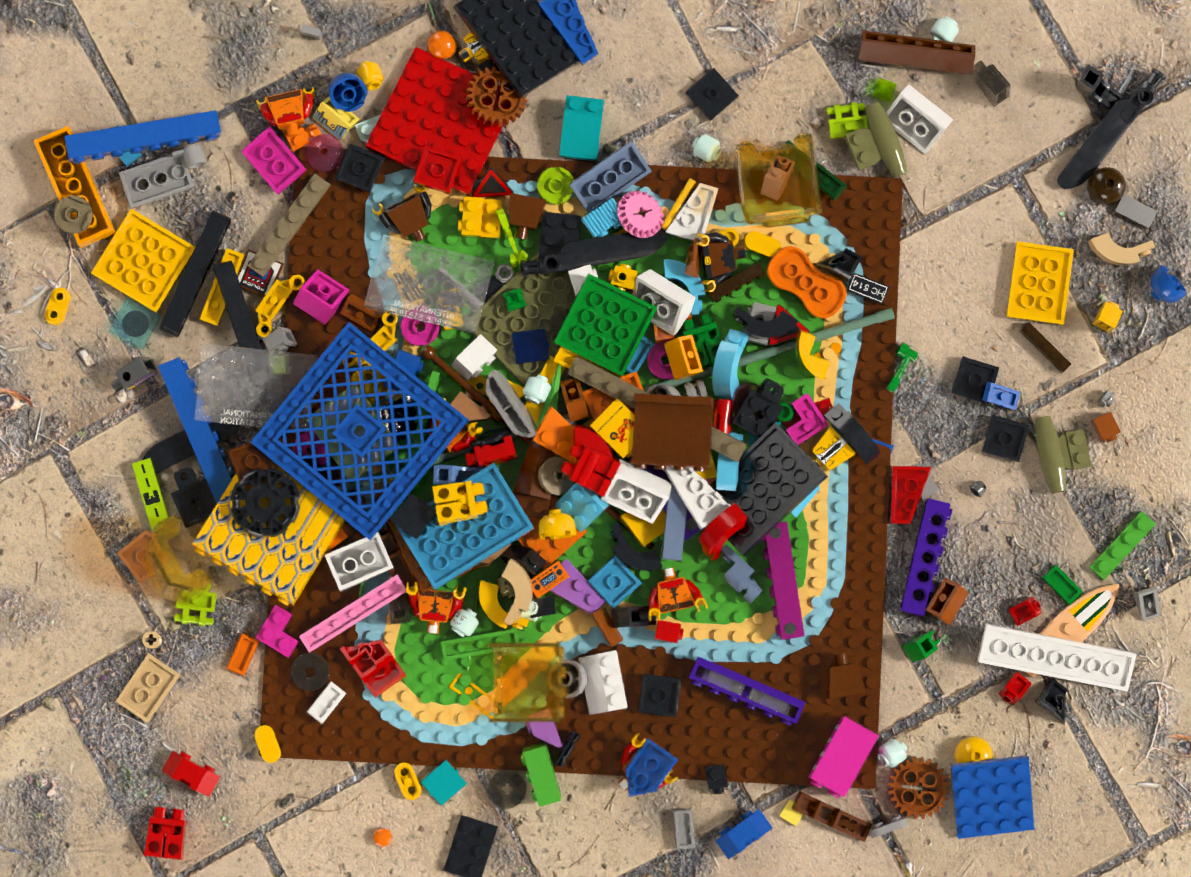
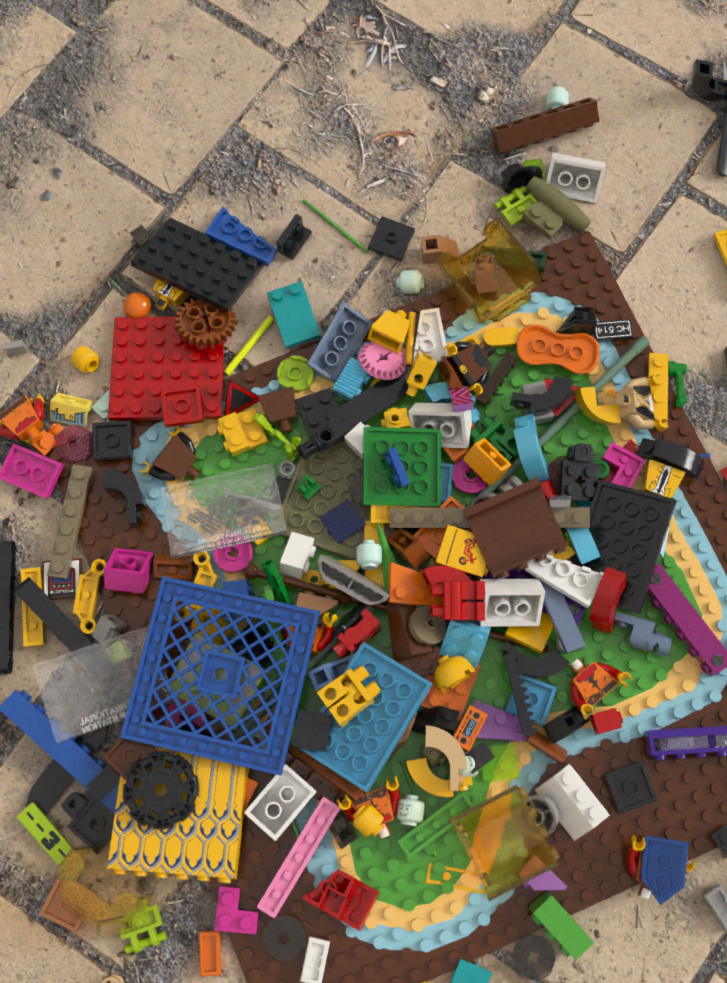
camera: 20 degrees left, 10 degrees down
(218, 472) = (104, 782): none -> black piece
(347, 92) = (76, 377): blue cylinder -> none
(356, 229) = (121, 483): none -> black arch
(424, 612) = (368, 821): none -> yellow head
(444, 376) = (270, 569): none -> green pin
(526, 135) = (249, 344): none -> neon yellow bar
(562, 623) = (503, 765): none -> clear neon green piece
(567, 748) = (571, 883): black axle -> none
(598, 316) = (399, 475): none -> blue plate
(604, 569) = (518, 695): none -> black gear
(619, 50) = (293, 238): none -> black bracket
(662, 189) = (390, 330): none -> yellow torso
(666, 54) = (335, 226): none -> bright green piece
(667, 243) = (423, 365): none -> yellow torso
(688, 289) = (461, 399): none -> medium lavender tile
(726, 425) = (560, 501): none -> light grey tile
(750, 129) = (434, 246): none -> medium nougat slope
(847, 370) = (637, 405): none -> torso
(863, 92) = (518, 176): none -> black piece
(877, 365) = (659, 364): none -> yellow plate
(992, 83) = (621, 119): clear smoke torso -> none

